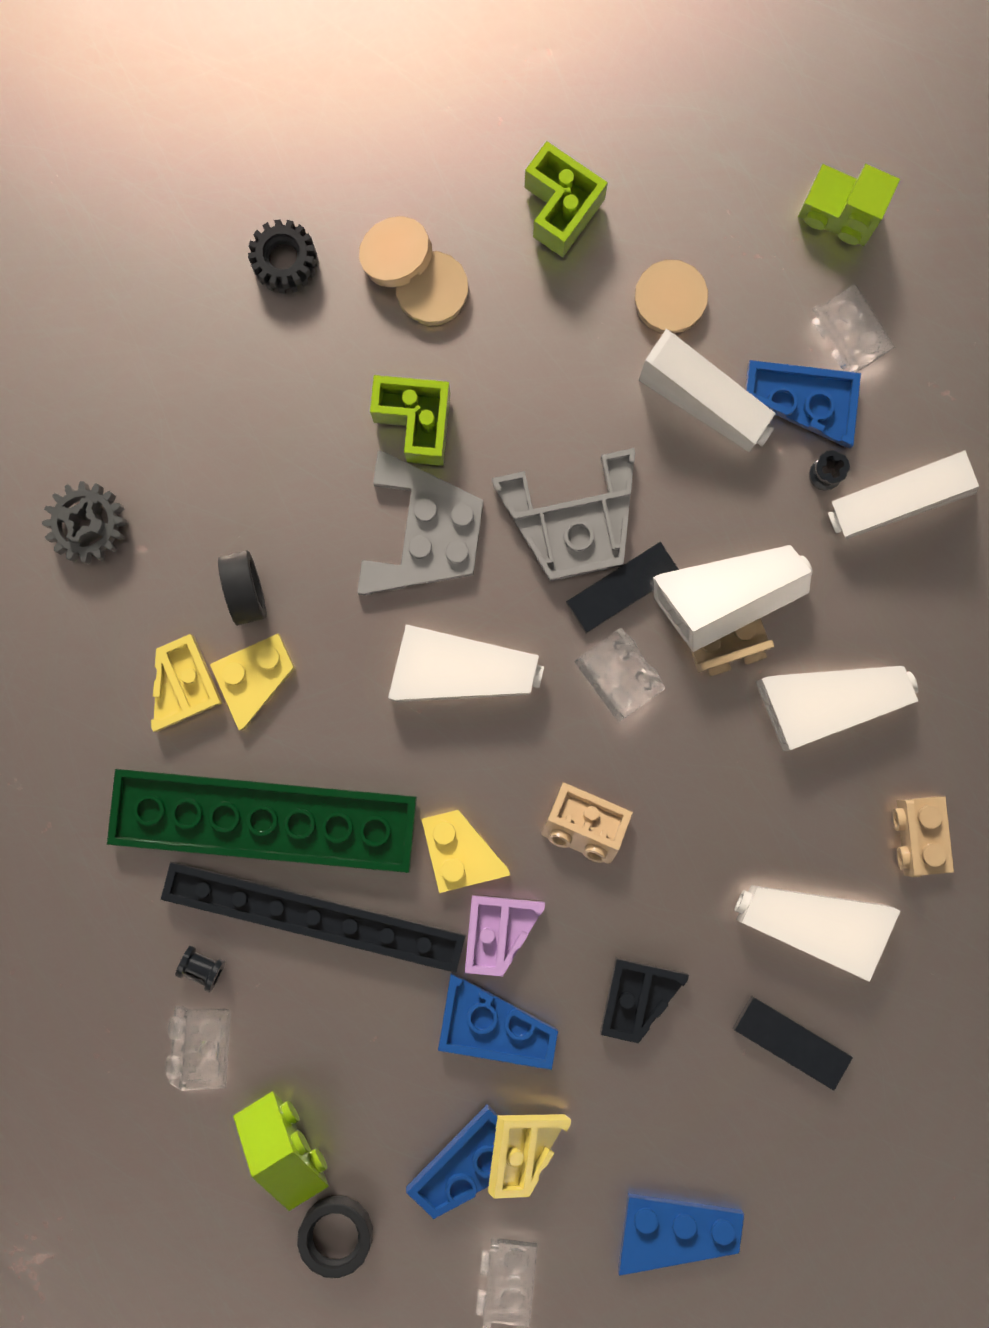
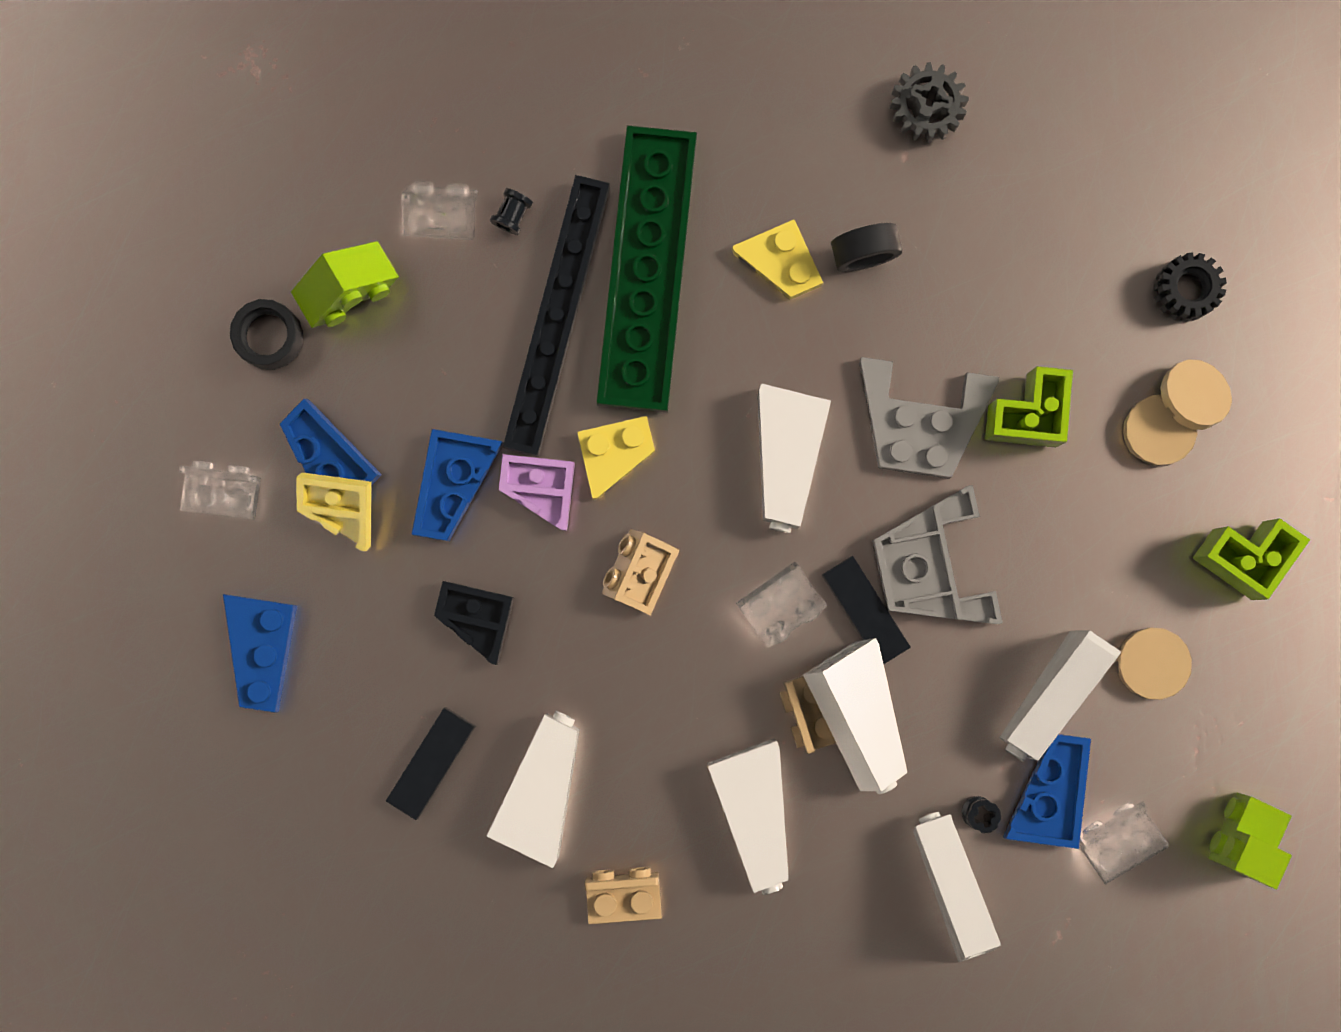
camera: 90 degrees right, 0 degrees up
(181, 683) = (776, 193): light yellow wing -> none

